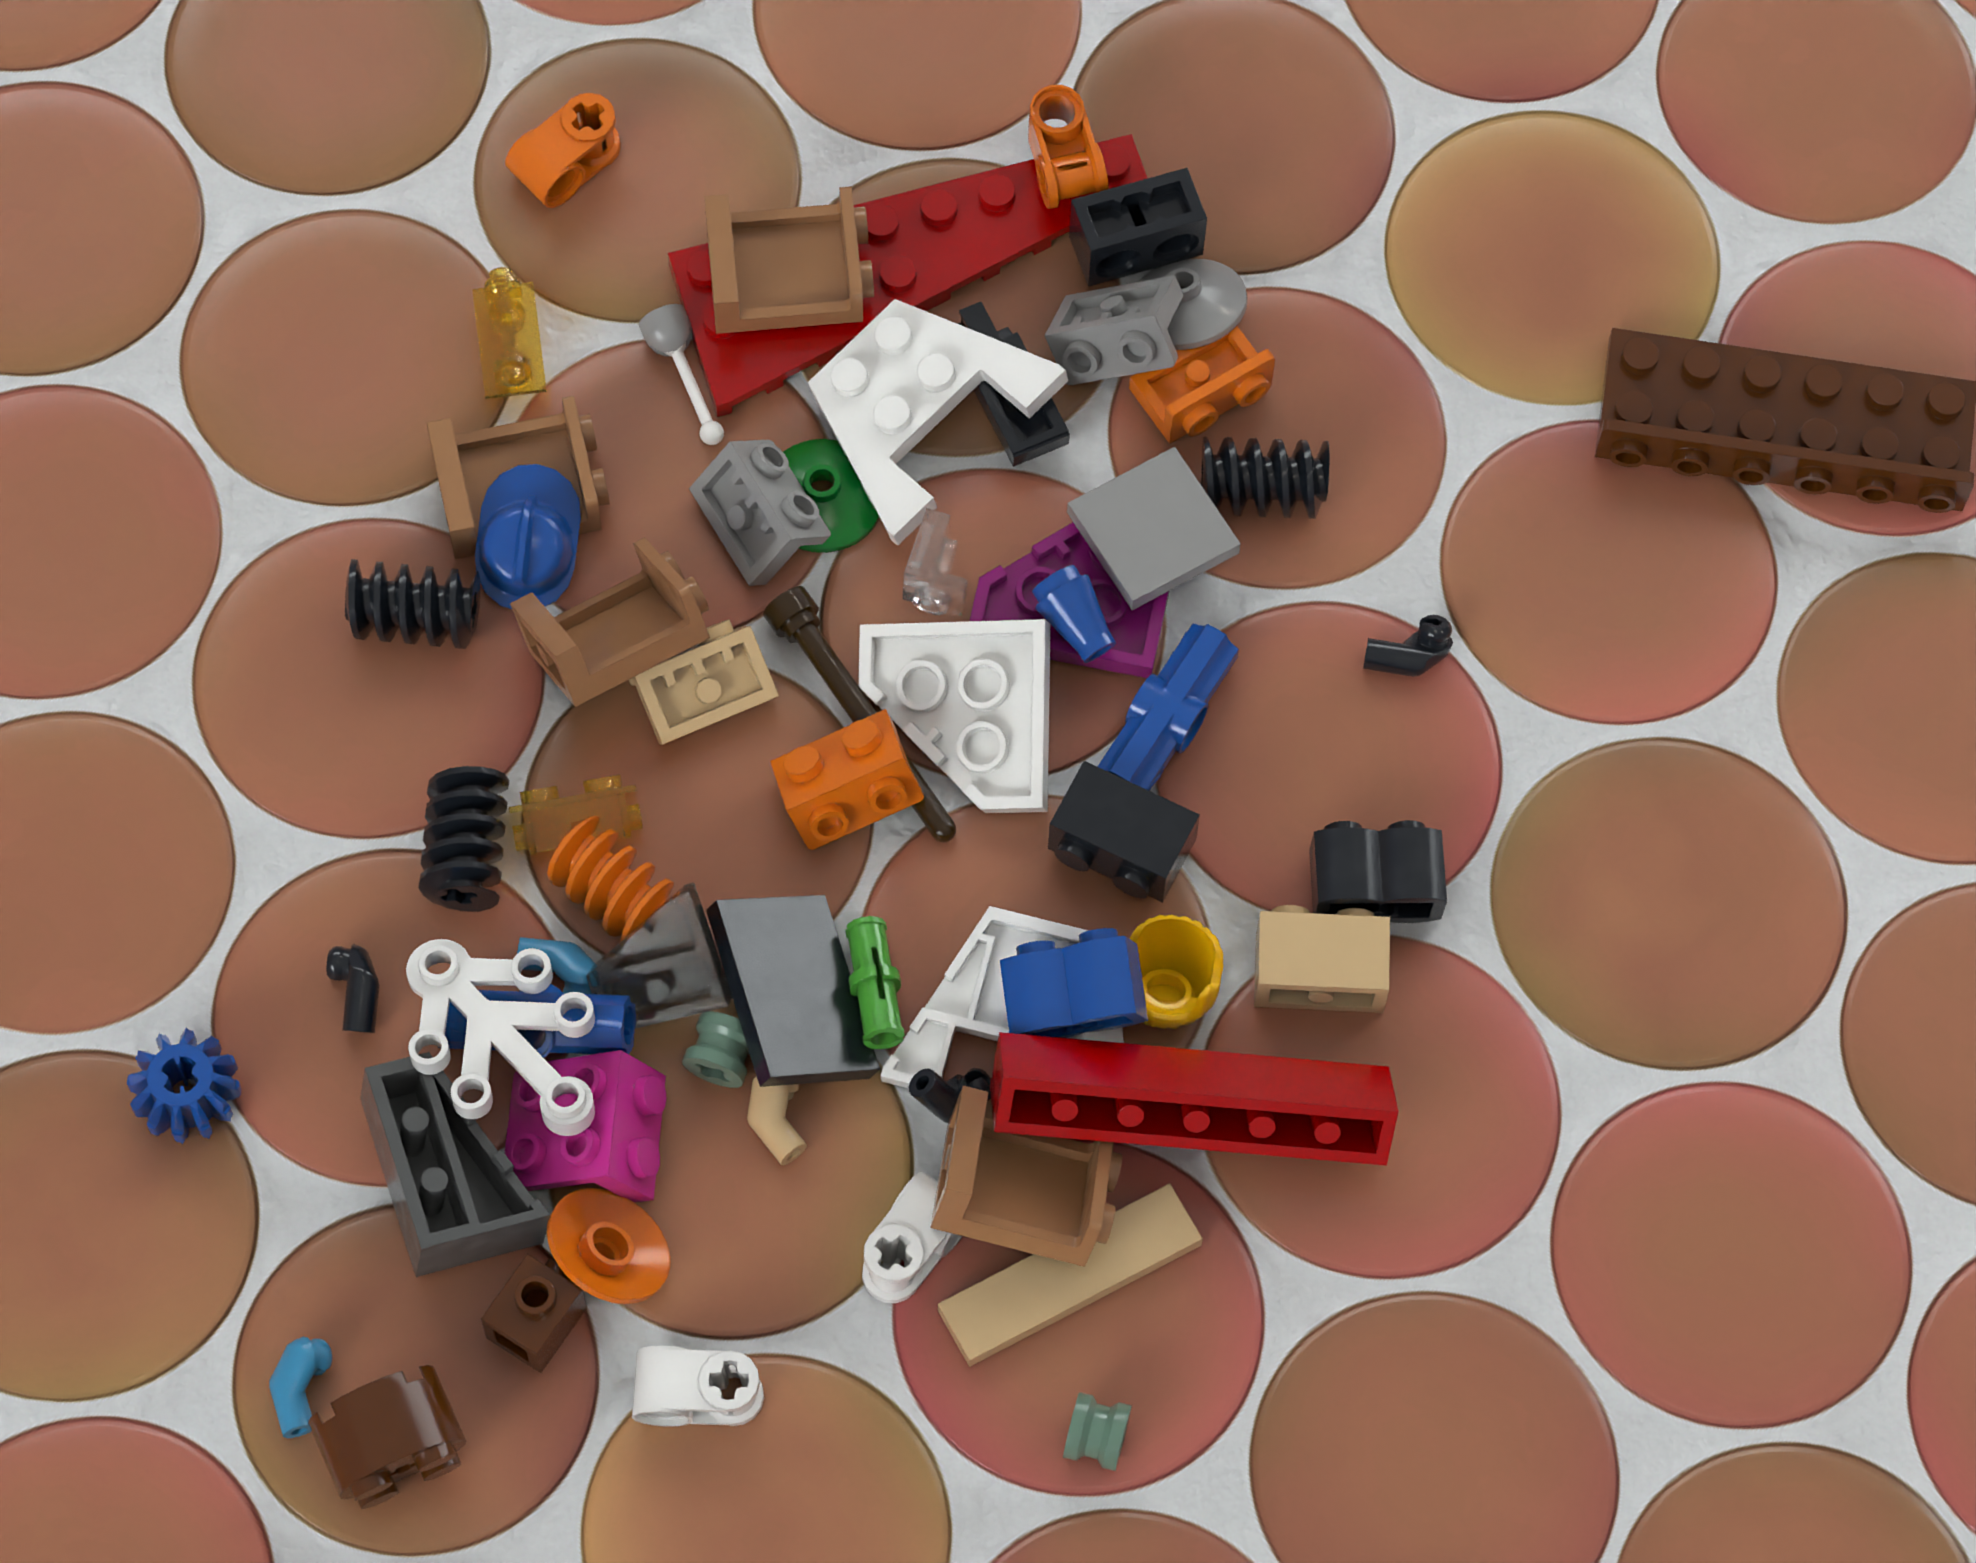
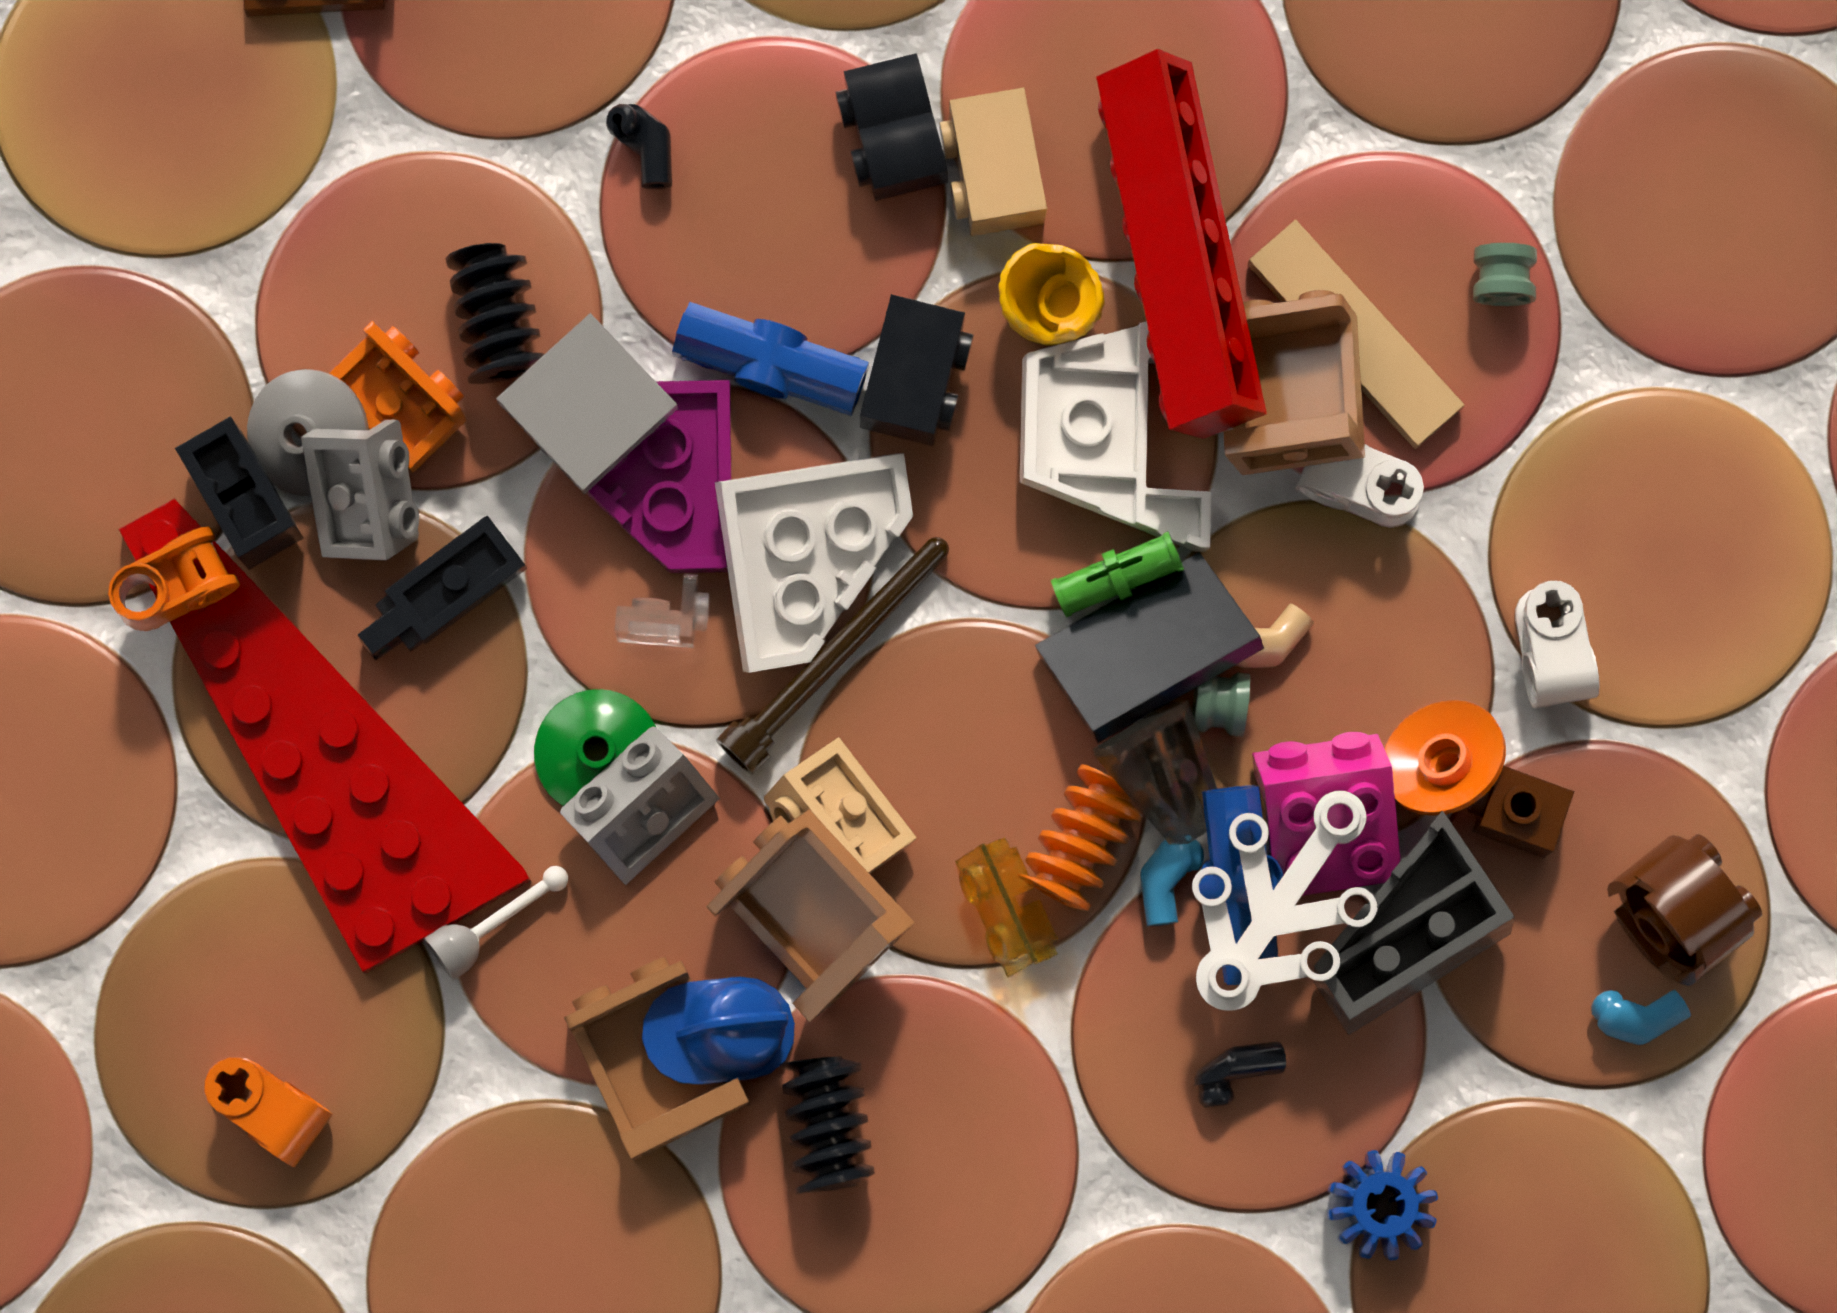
camera: 105 degrees left, 15 degrees up
(462, 836) = (1065, 1003): black piece -> none
(508, 336) = (495, 1111): clear yellow hinge -> none
(787, 265) = (362, 836): medium nougat panel -> none
(846, 780) = (916, 649): orange bracket -> none
(901, 383) = (472, 695): white wing -> none
(941, 1095) = (1213, 473): black arm -> none
(1074, 612) = (695, 462): blue cone -> none
(1074, 987) = (1102, 373): blue brick -> none

